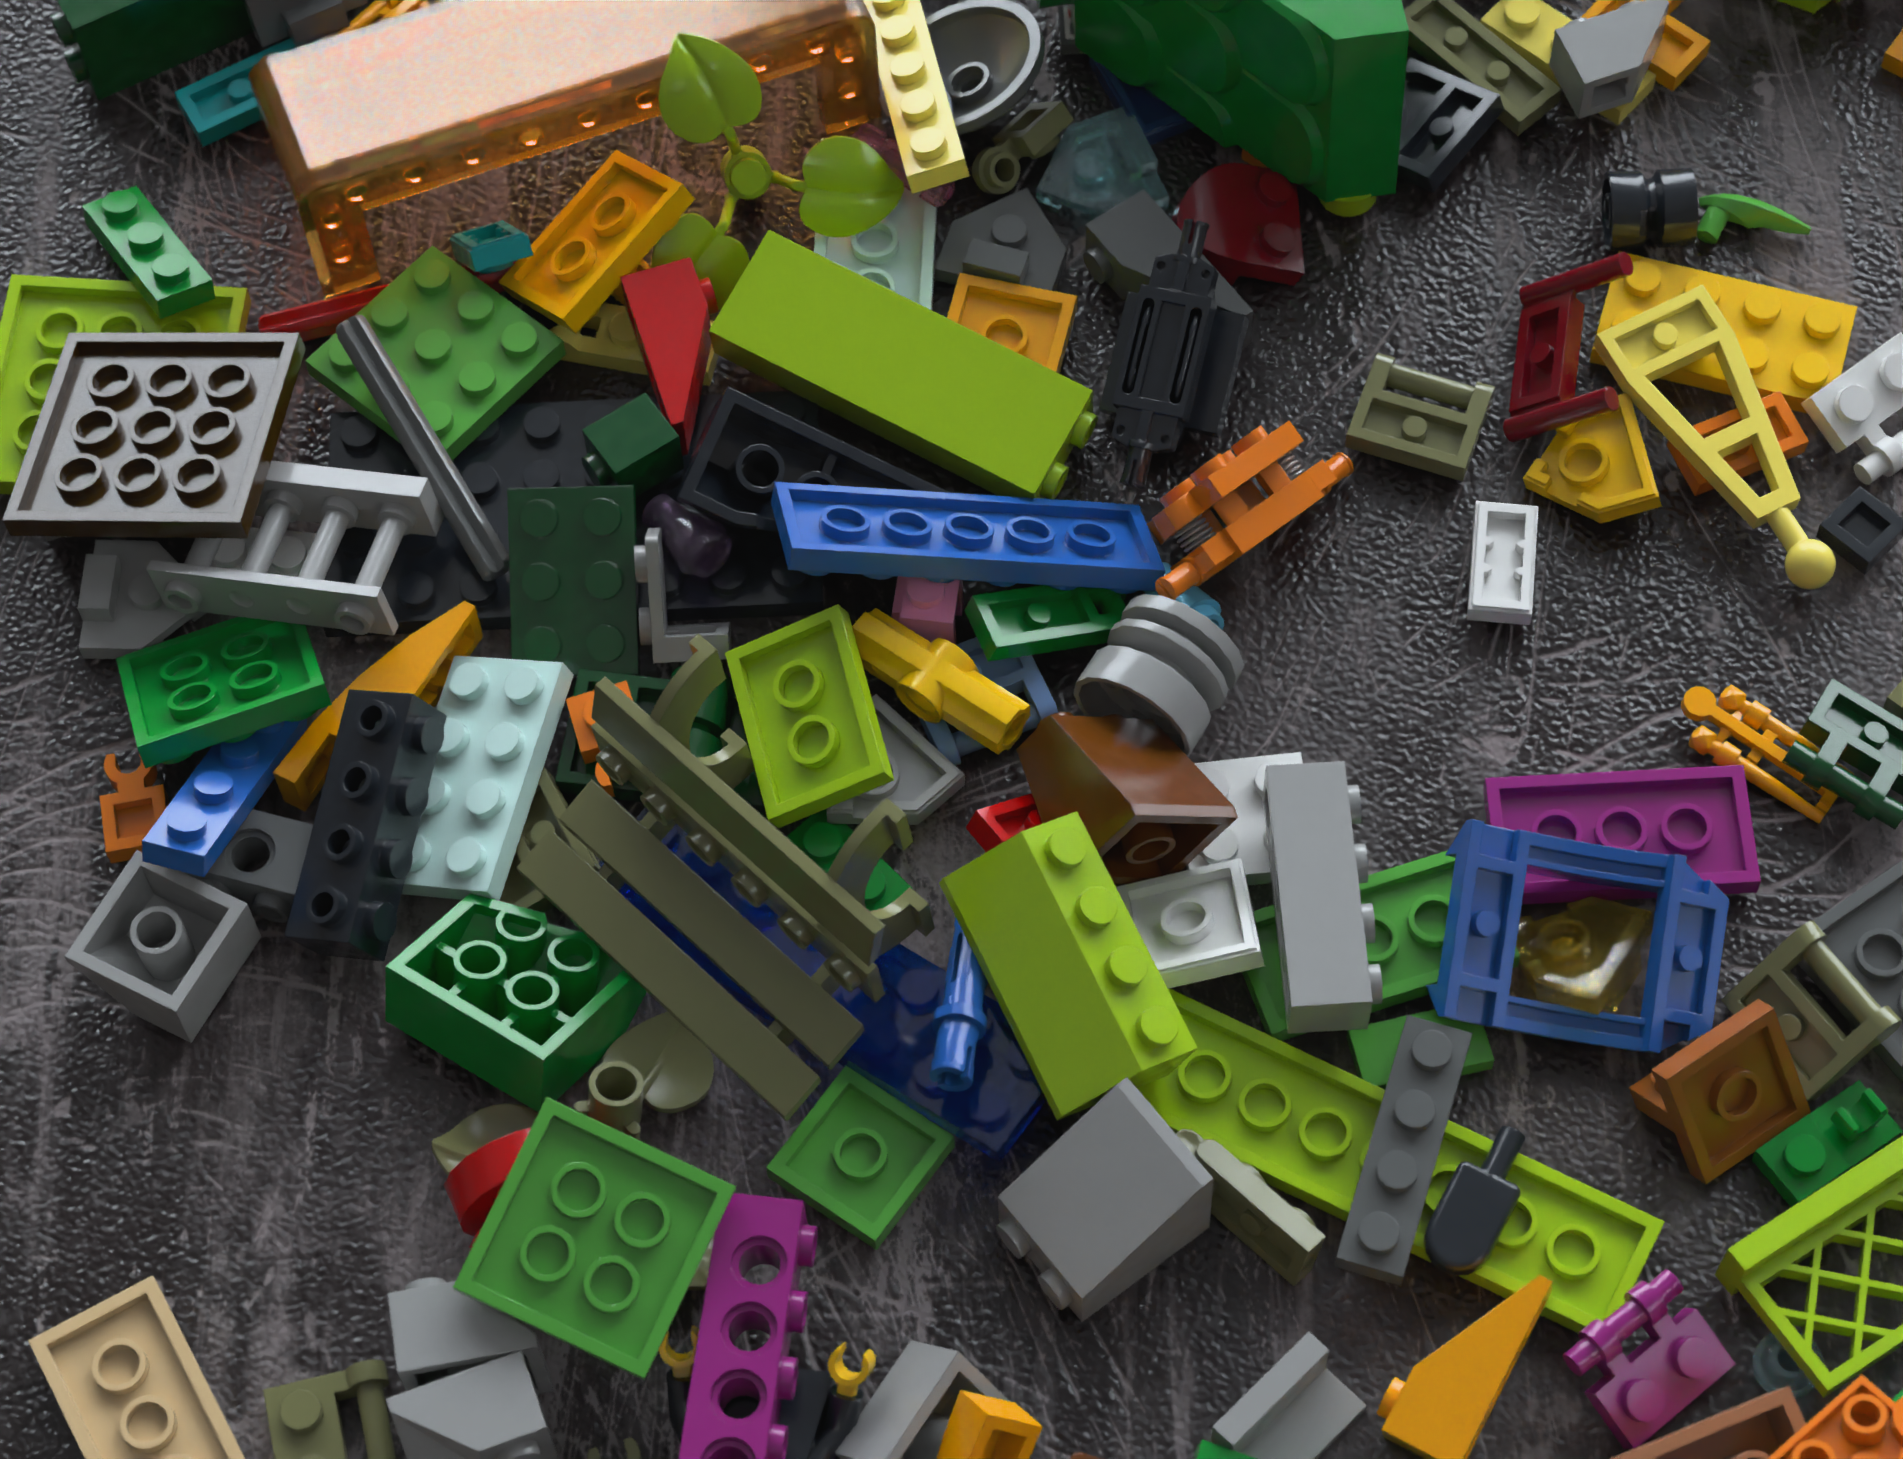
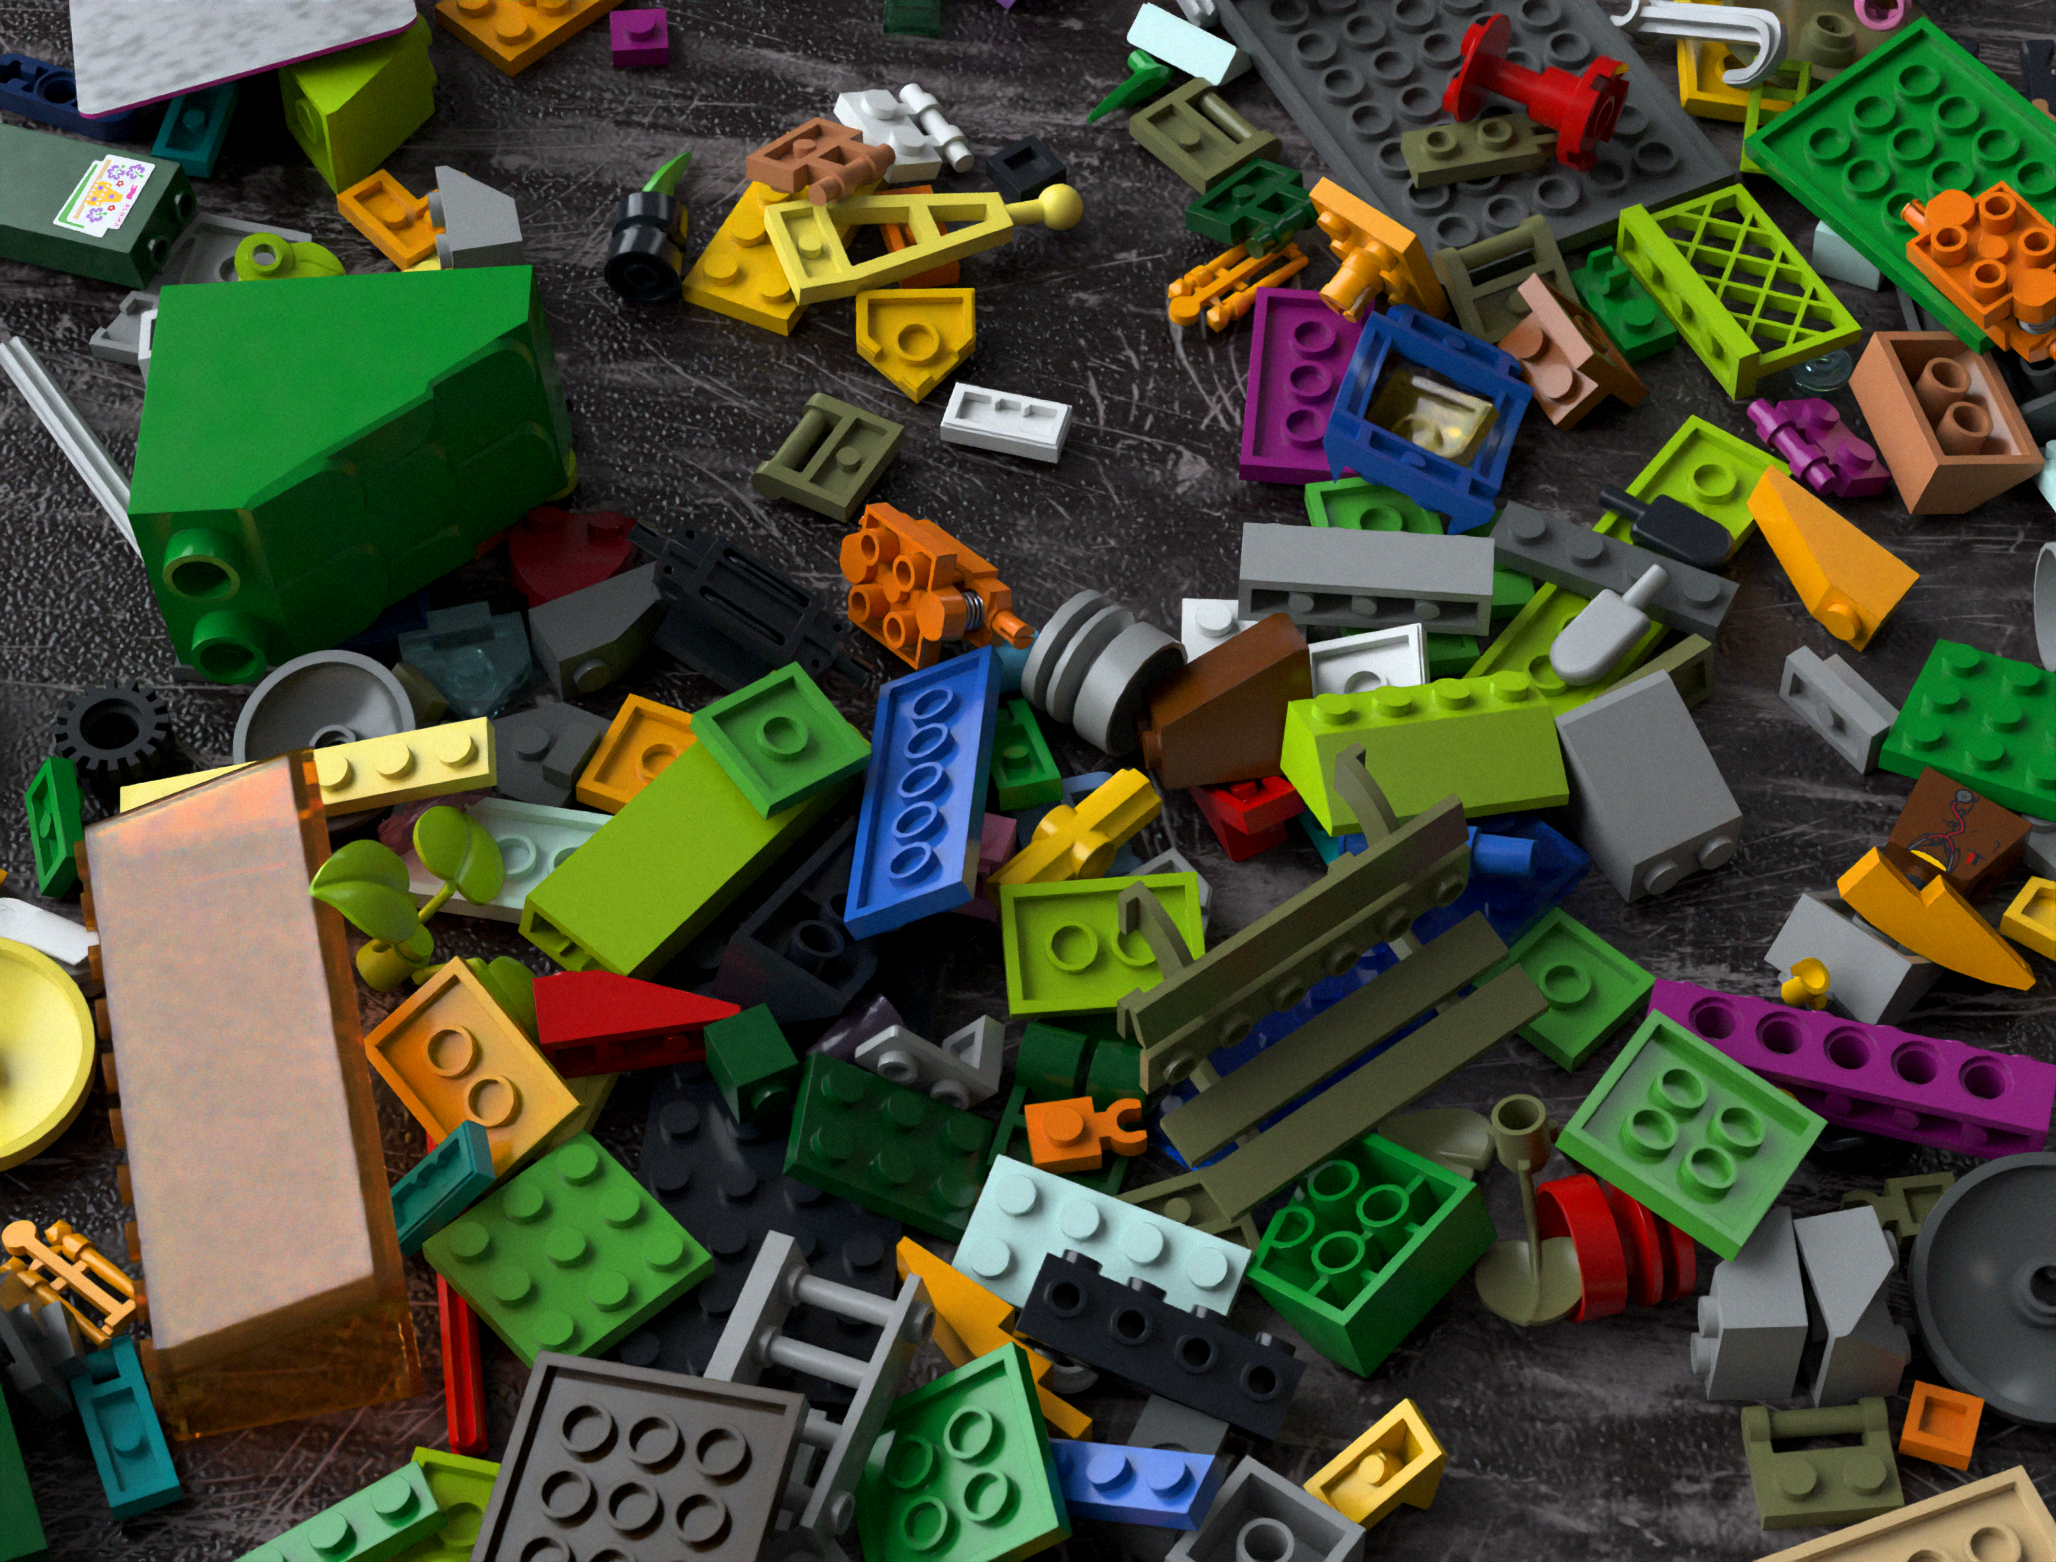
camera: 85 degrees left, 10 degrees down
(271, 1038) = (1383, 1468): none -> yellow slope
(423, 447) = (699, 1254): dark grey axle -> none
(993, 402) = (780, 740): none -> bright green plate
(1306, 1143) = (1605, 630): none -> light grey piece
(1550, 351) = (791, 348): dark red plate -> none
(1777, 851) = (1375, 257): none -> light orange plate
(1788, 310) = (821, 156): none -> nougat plate

